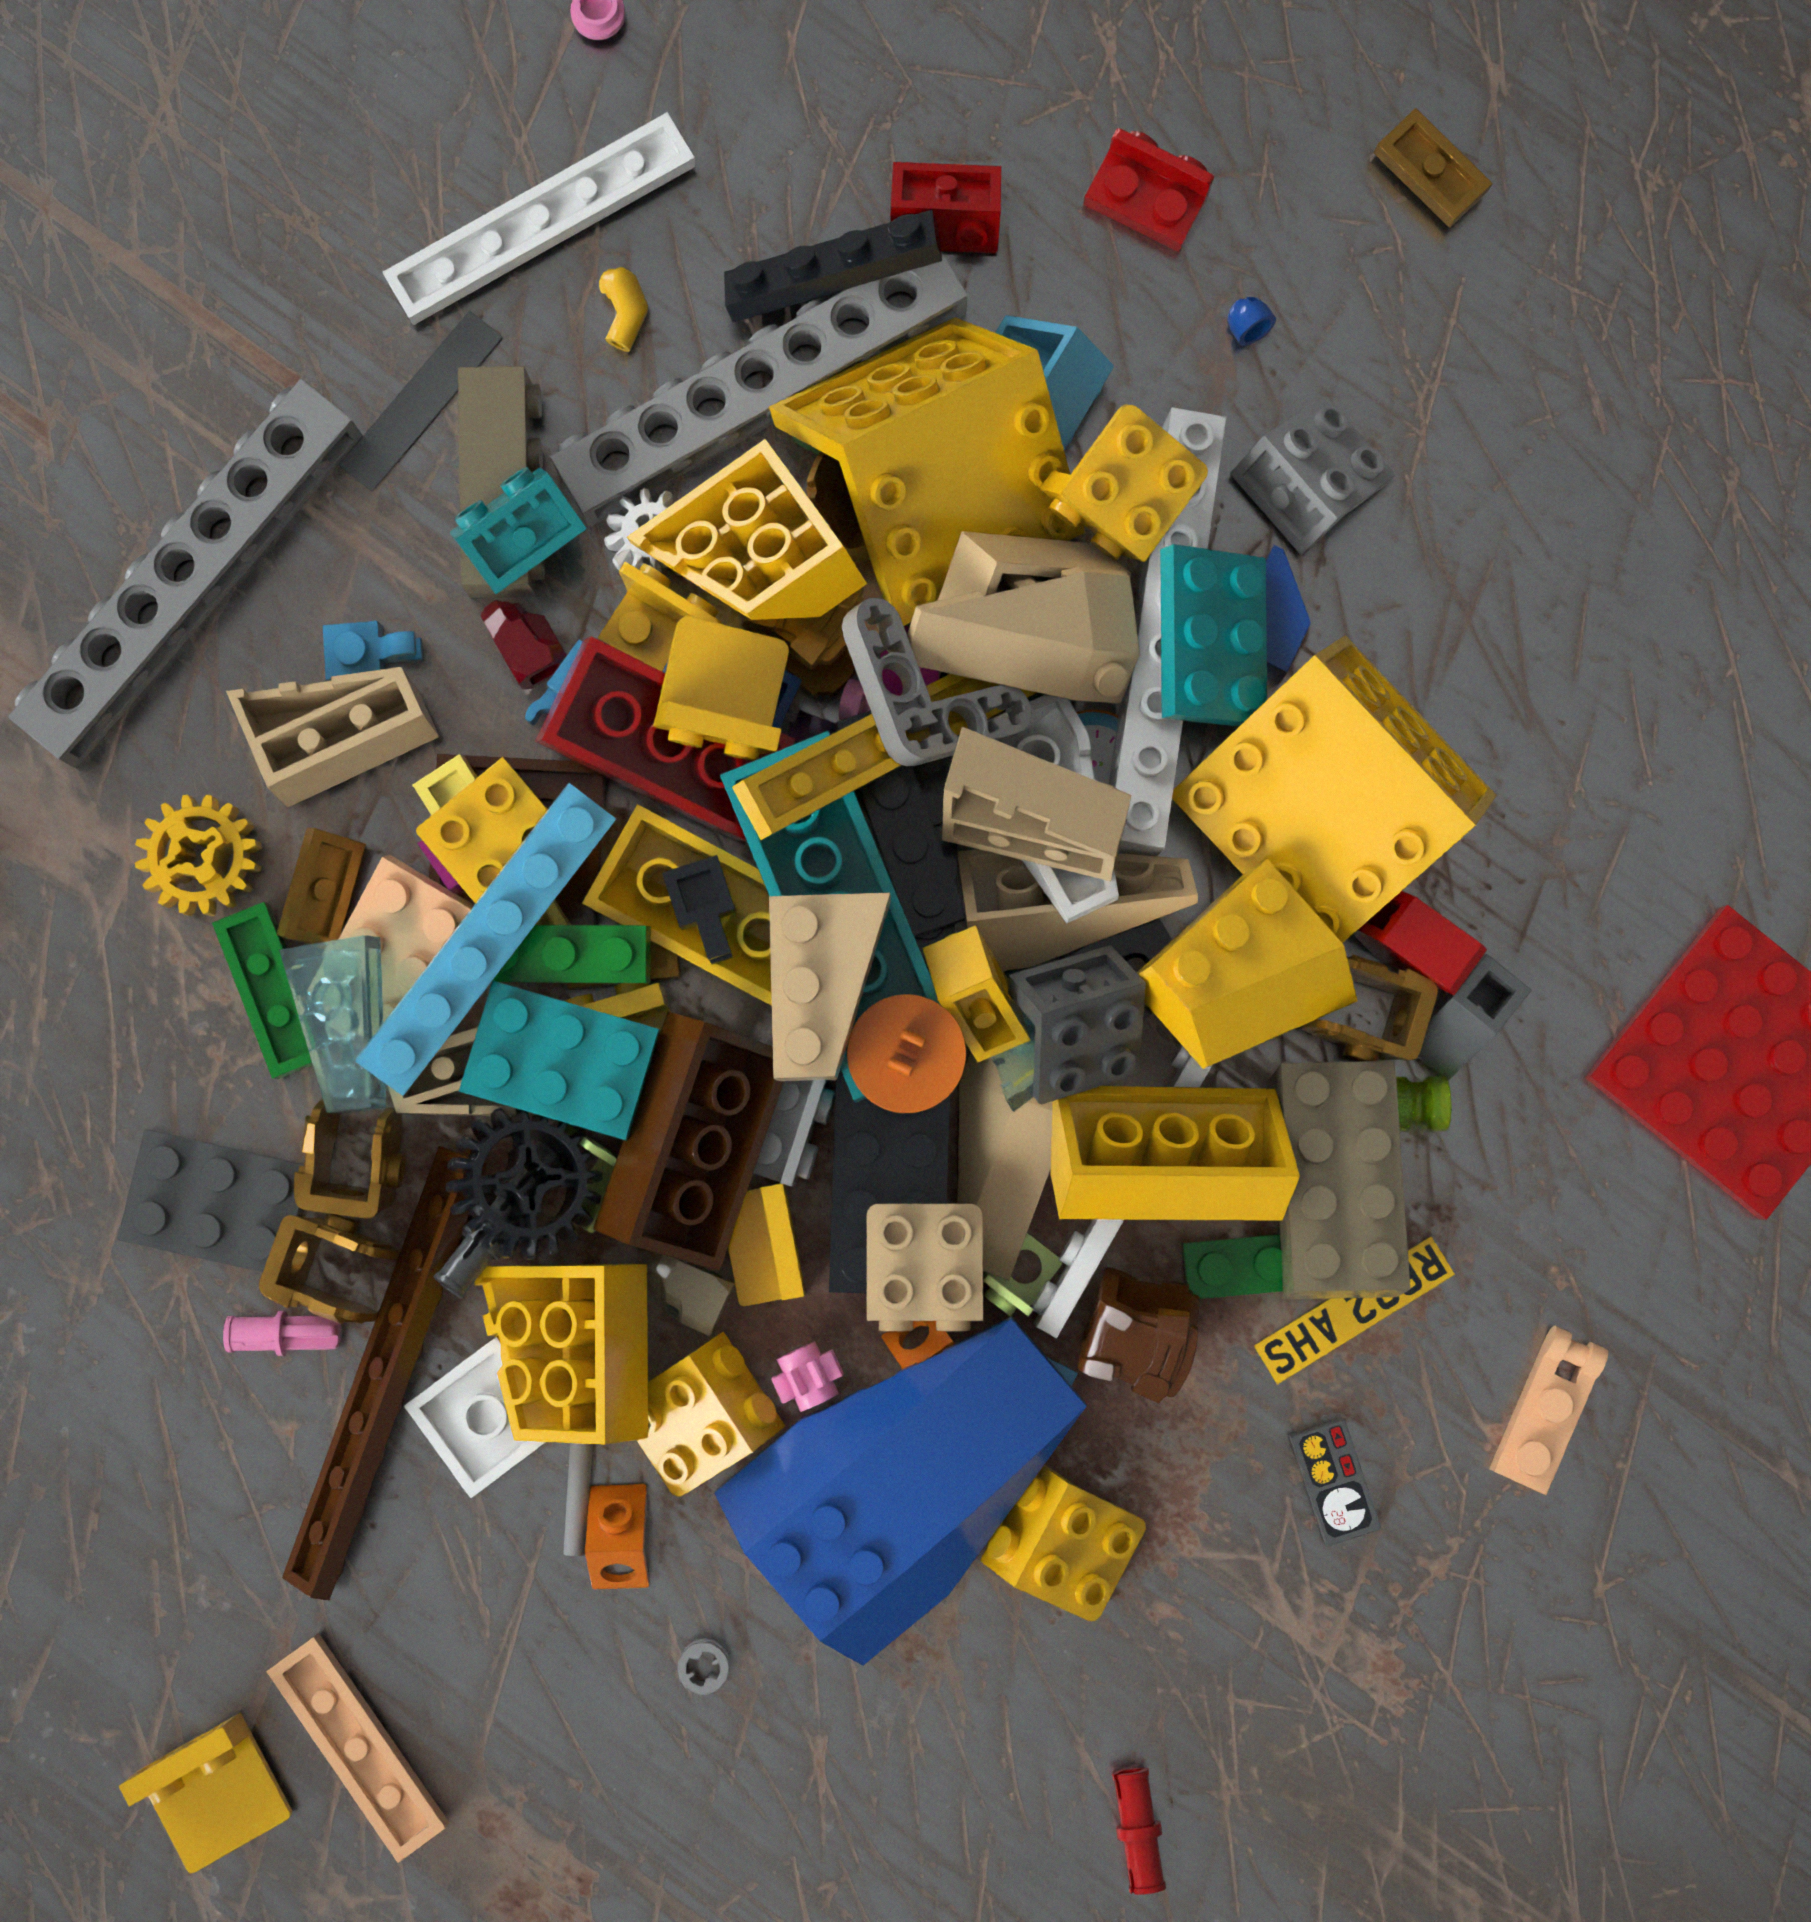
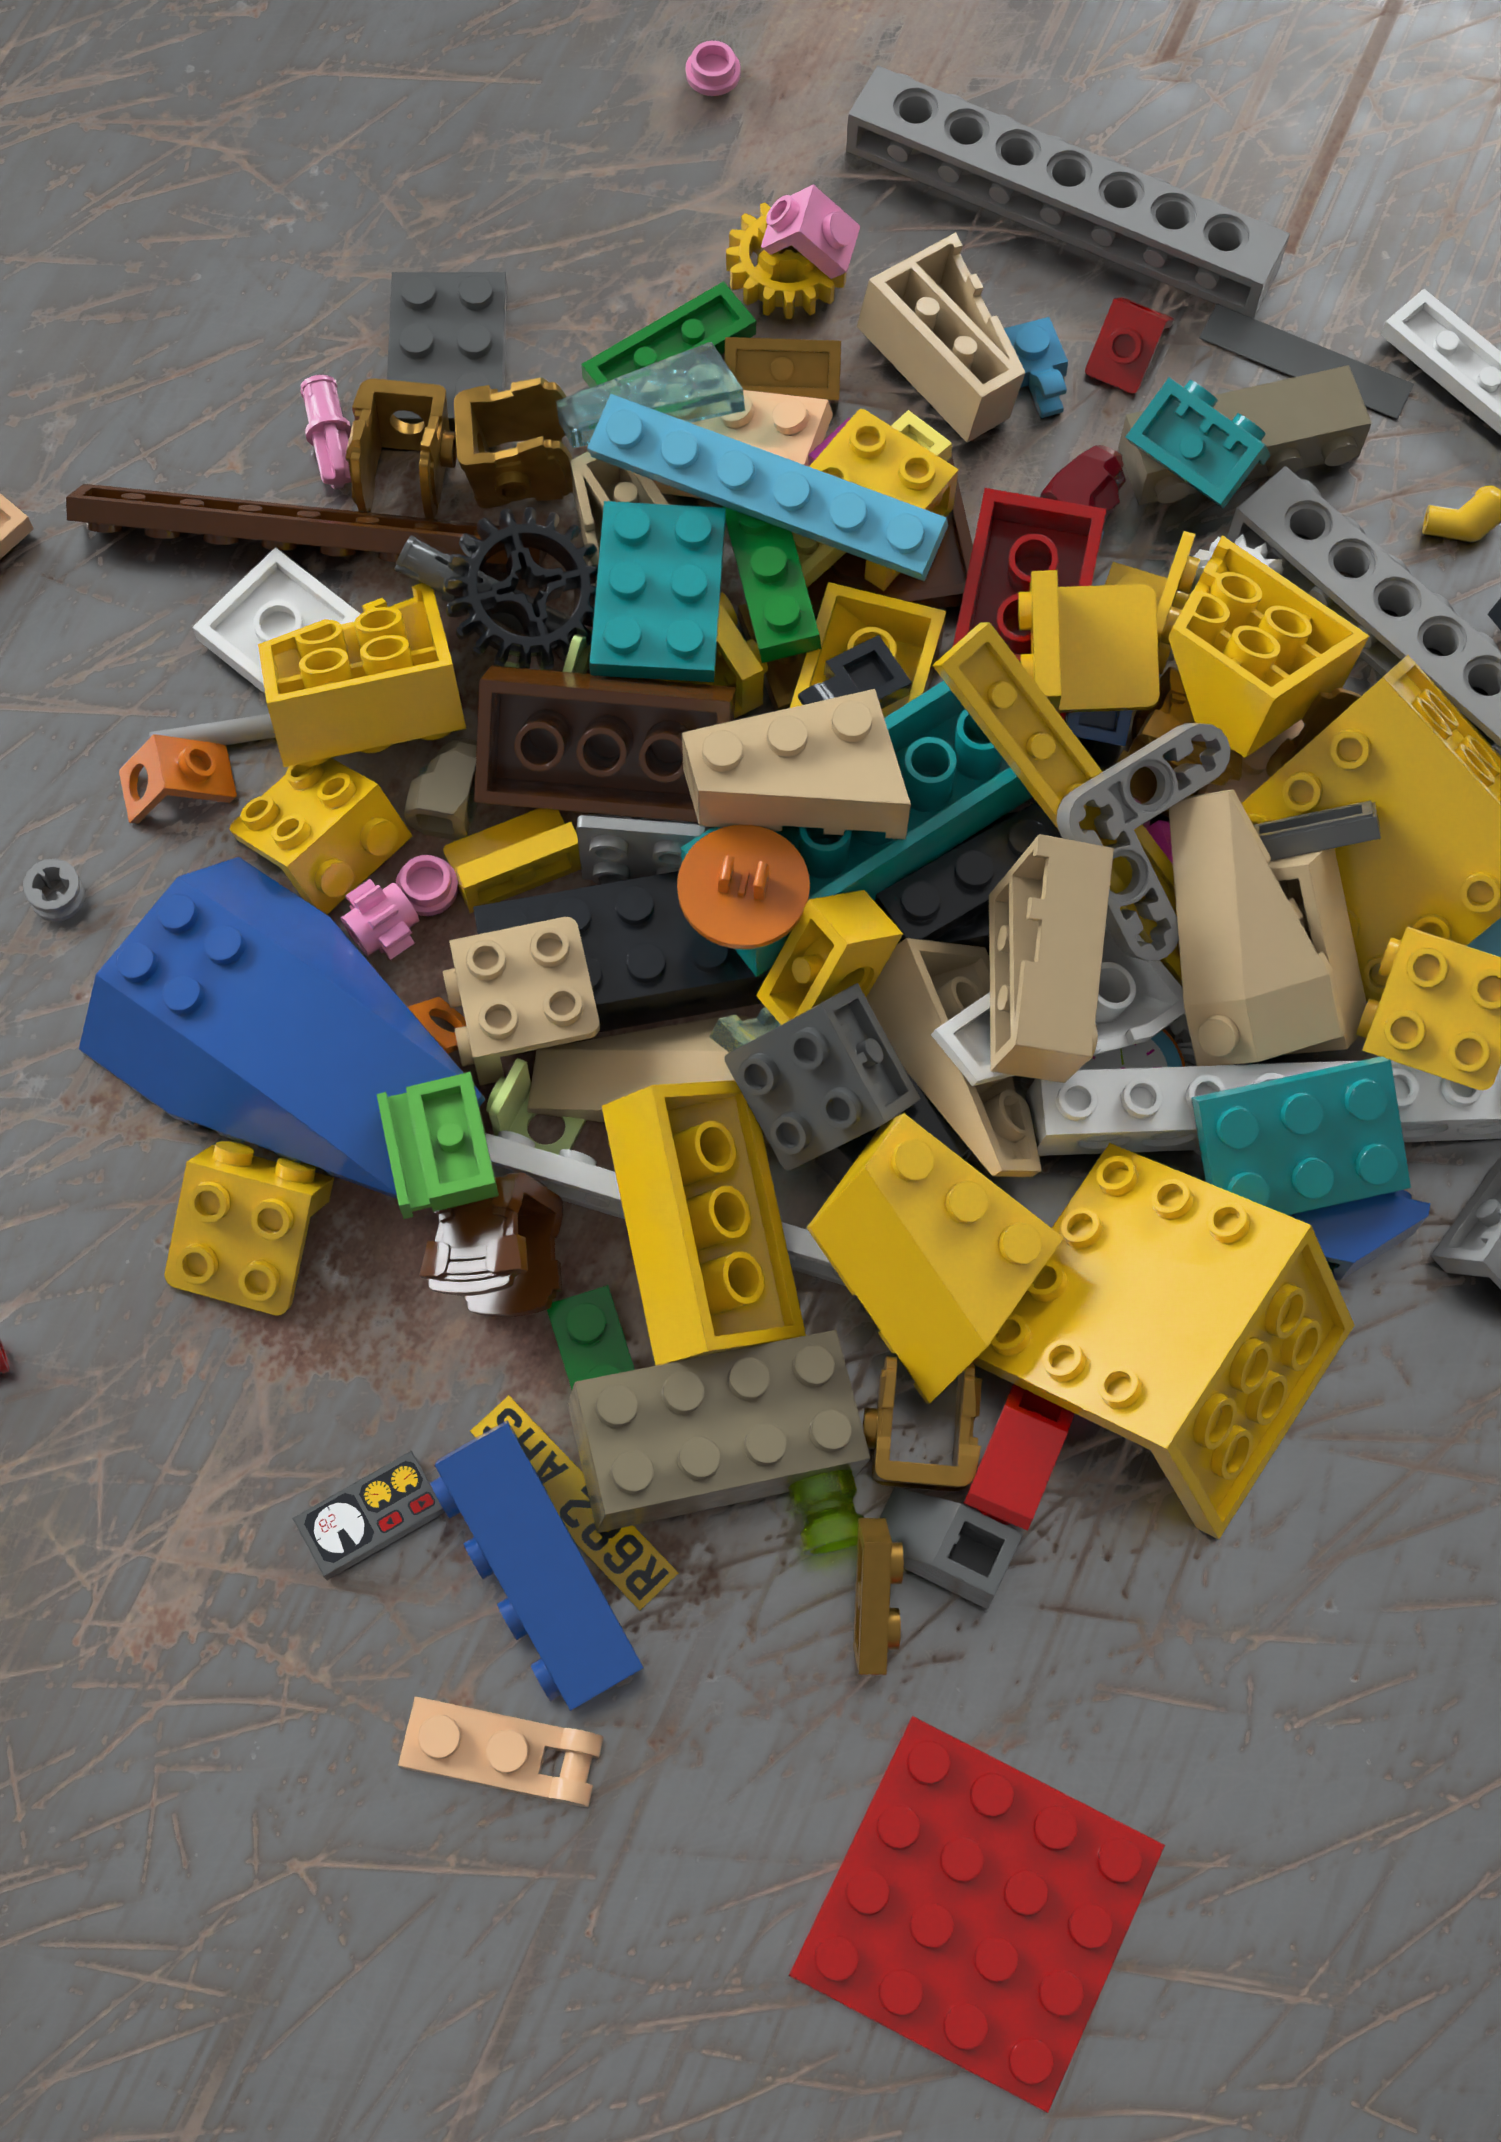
camera: 80 degrees right, 15 degrees down
(191, 827) = (814, 228): none -> bright pink bracket
(366, 557) = (1126, 344): none -> red bracket
(776, 1327) = (428, 884): none -> bright pink plate
(949, 543) = (1320, 830): none -> dark grey tile
(1063, 1367) = (437, 1145): none -> bright green plate
(1412, 1355) = (536, 1565): none -> blue wedge
(1515, 1087) = (875, 1624): none -> pearl gold plate

